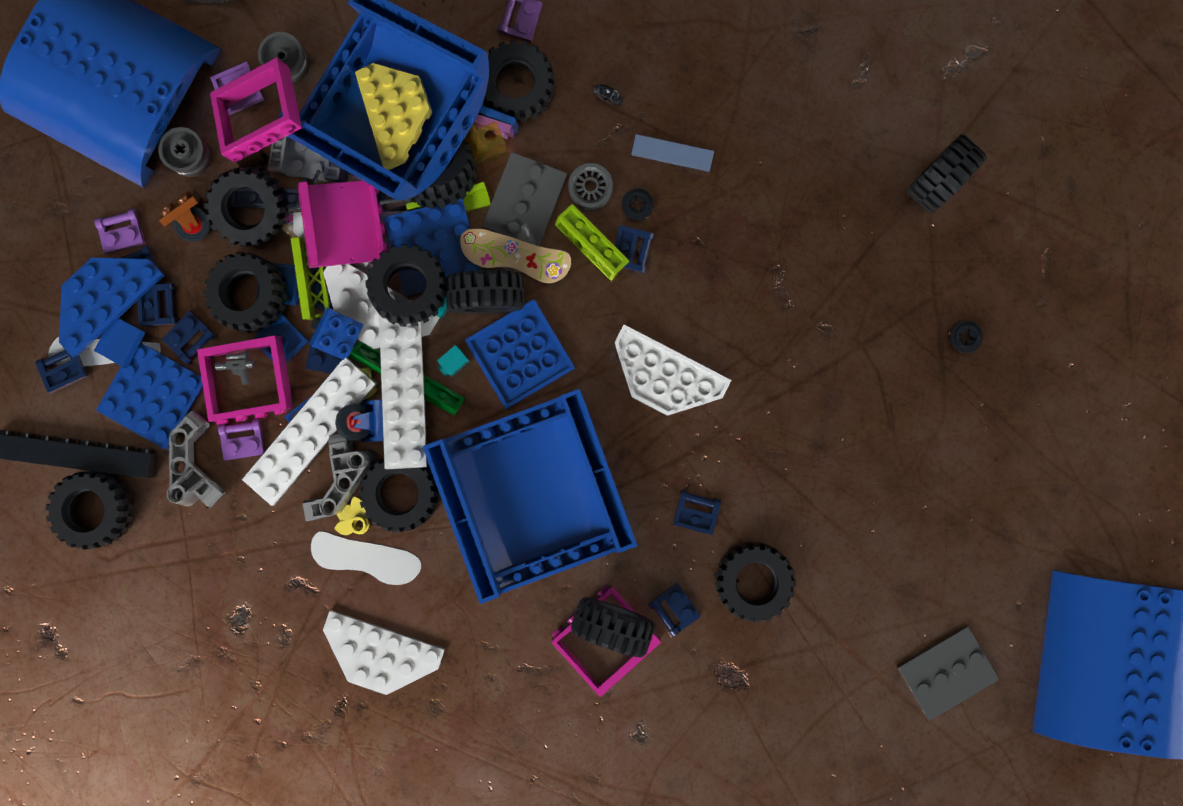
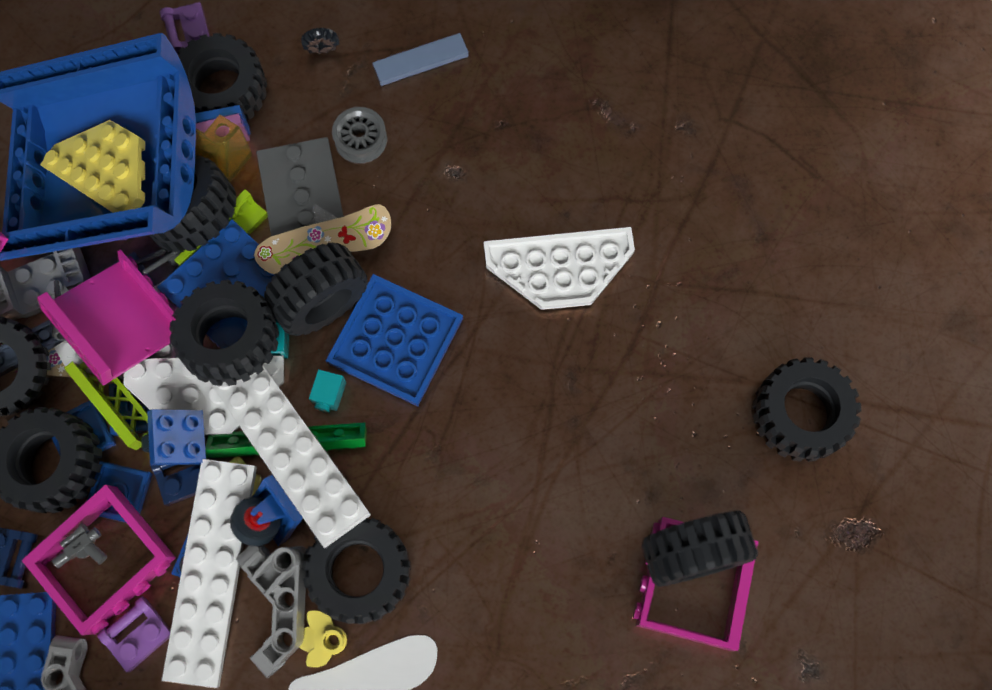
camera: 40 degrees left, 15 degrees down
(529, 495) = (508, 471): blue slope -> none
(591, 242) = (395, 181): lime fence -> none
(626, 244) = (434, 169): dark blue plate -> none
(642, 196) = (418, 114): black gear -> none
(679, 605) = (747, 492): dark blue plate -> none
(696, 519) = (694, 389): dark blue plate -> none
(974, 332) = (825, 44): black gear -> none

